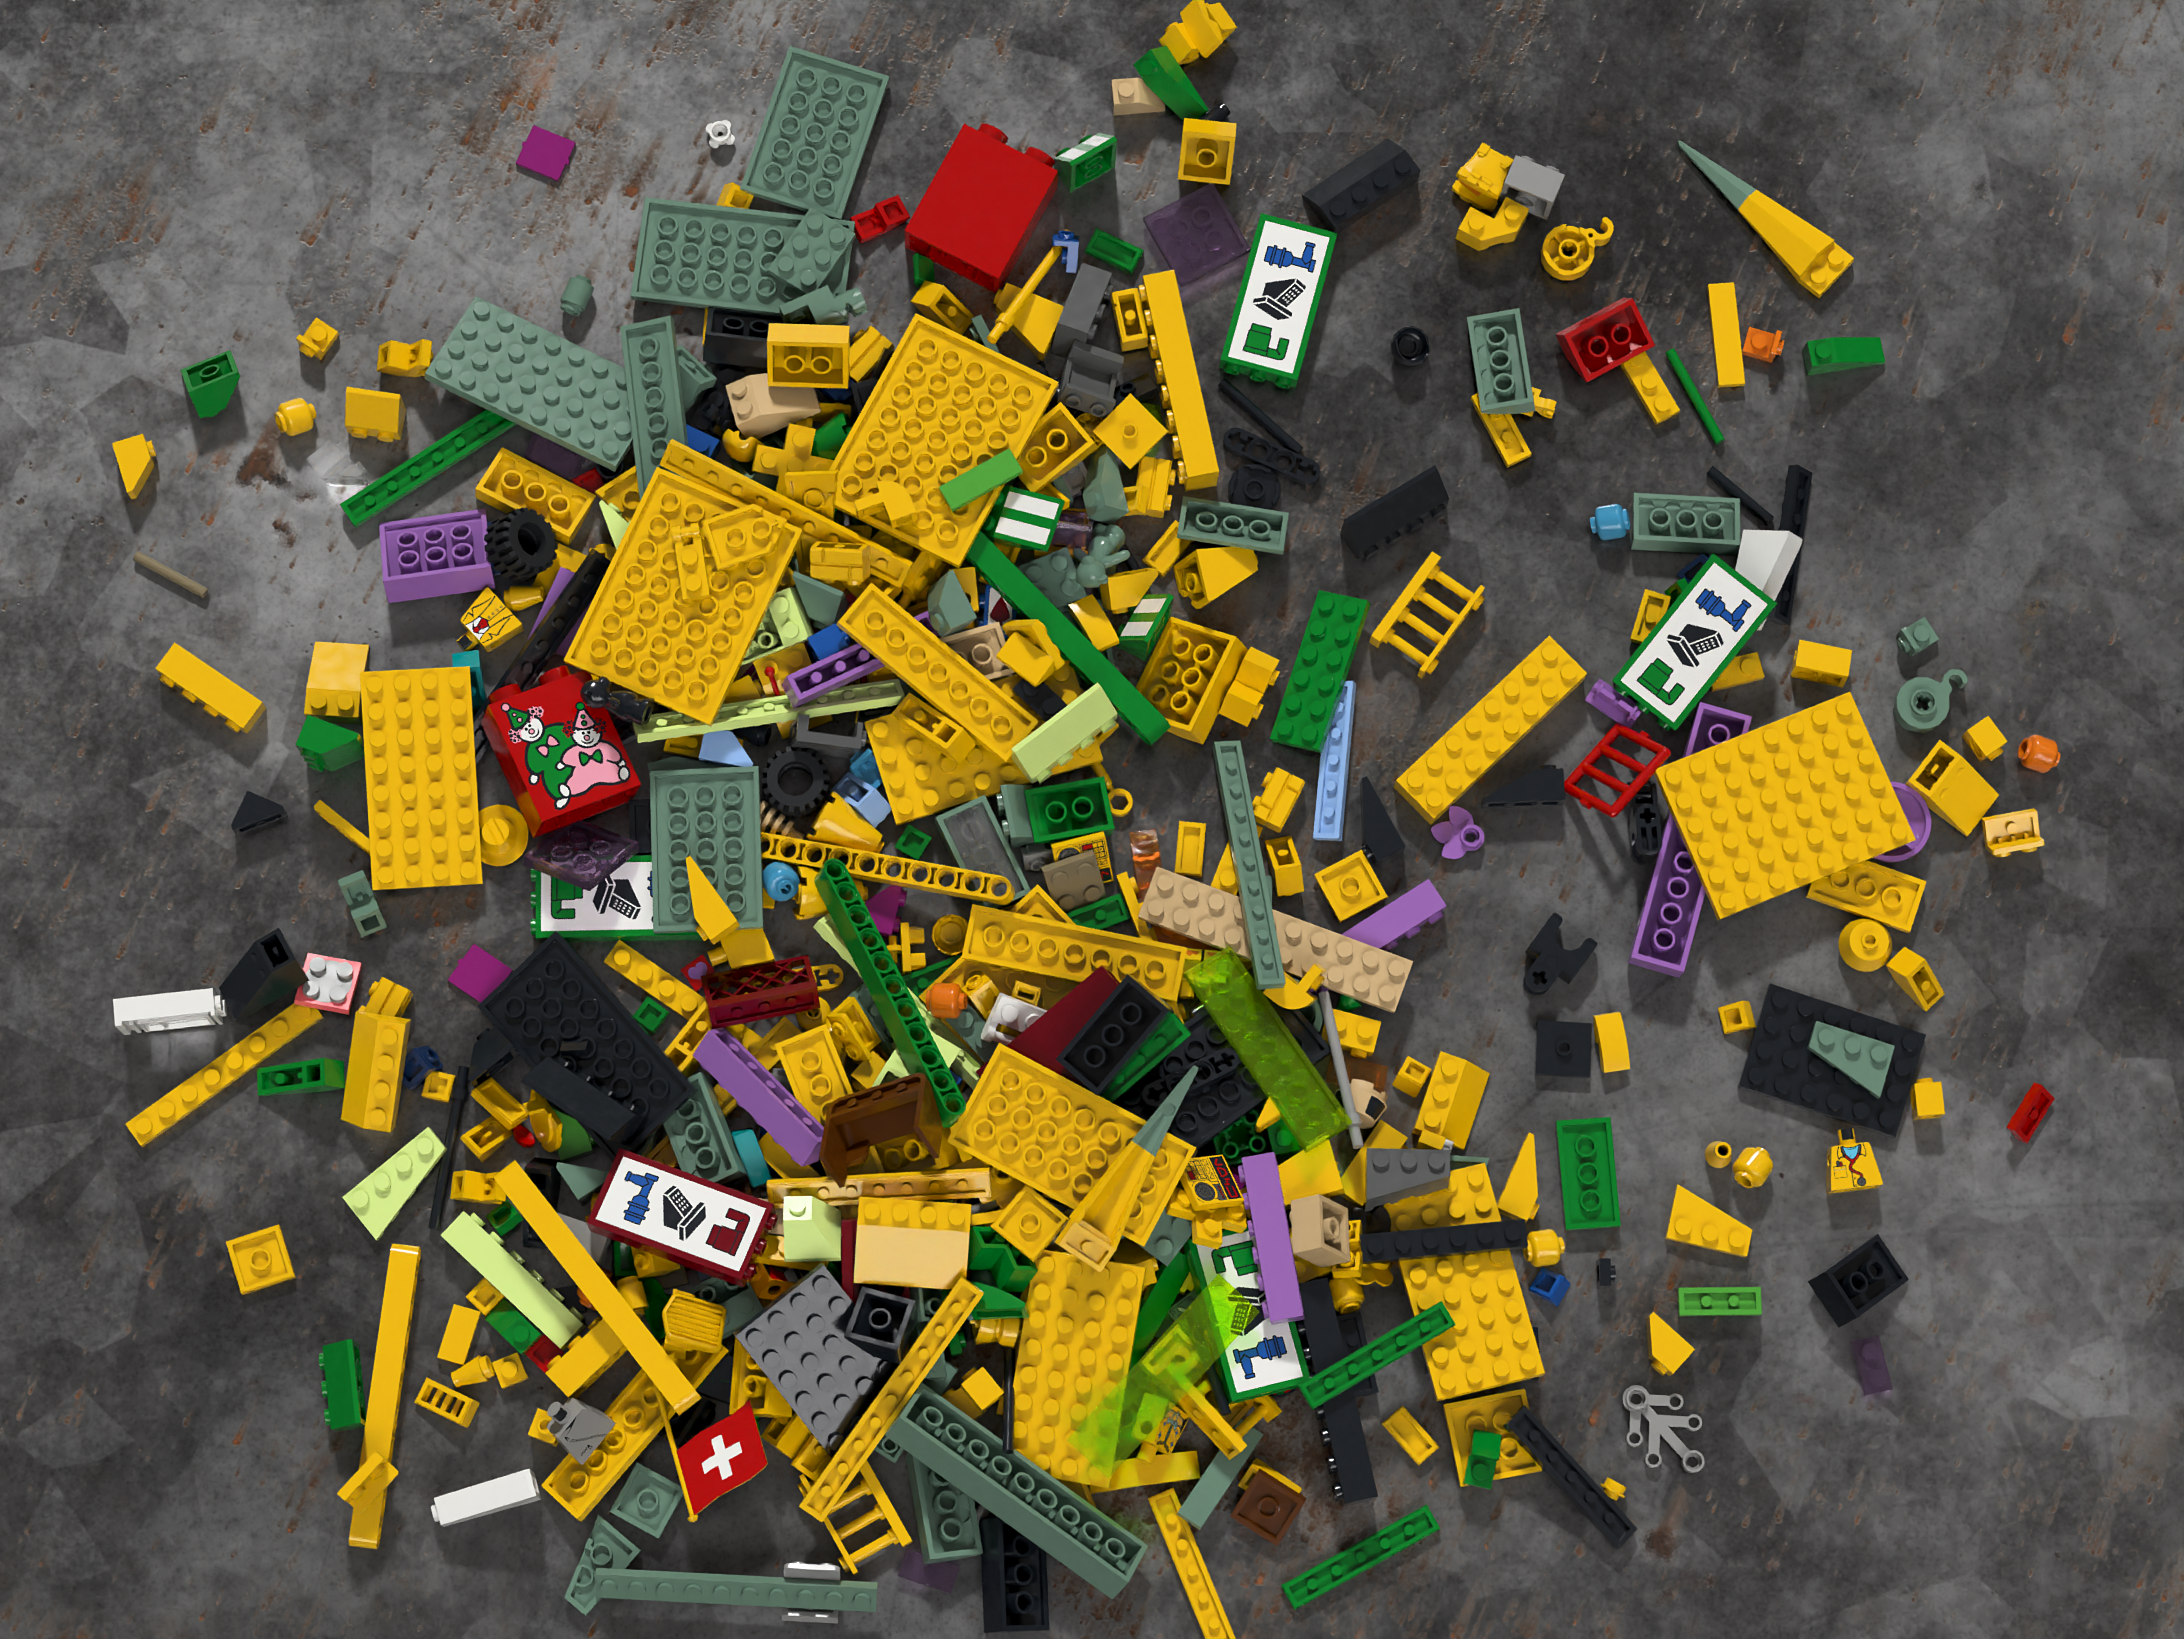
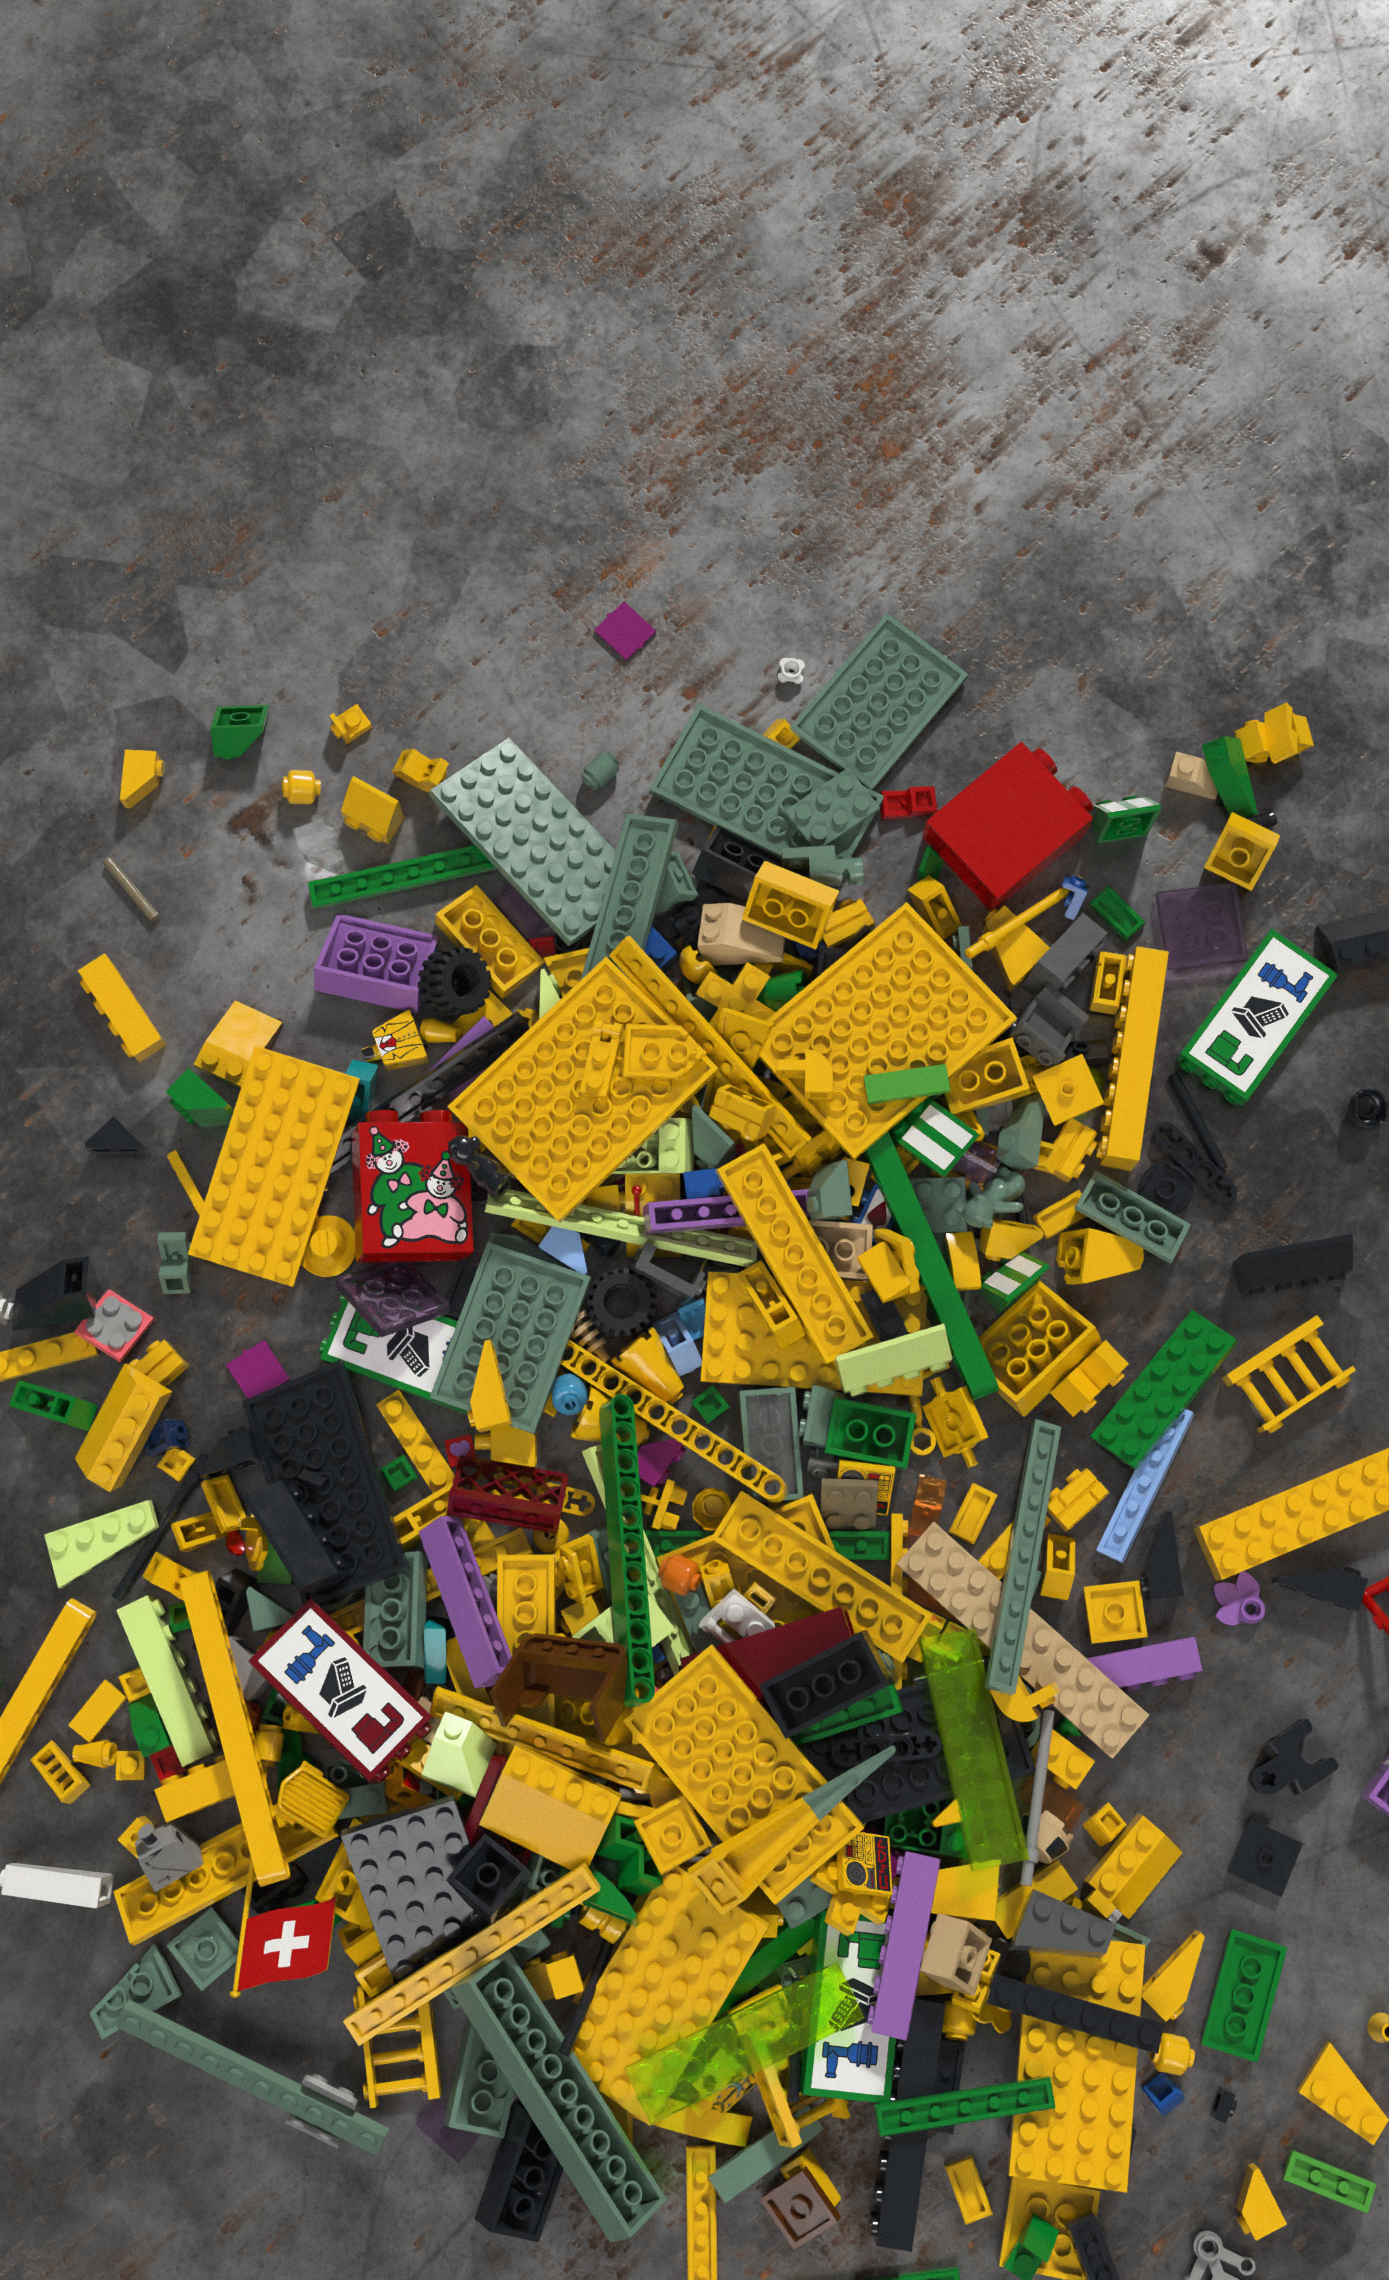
camera: 30 degrees right, 0 degrees up
(1142, 771) = (955, 1421): none -> yellow plate
(1612, 1042) = (1317, 1870): yellow slope -> none

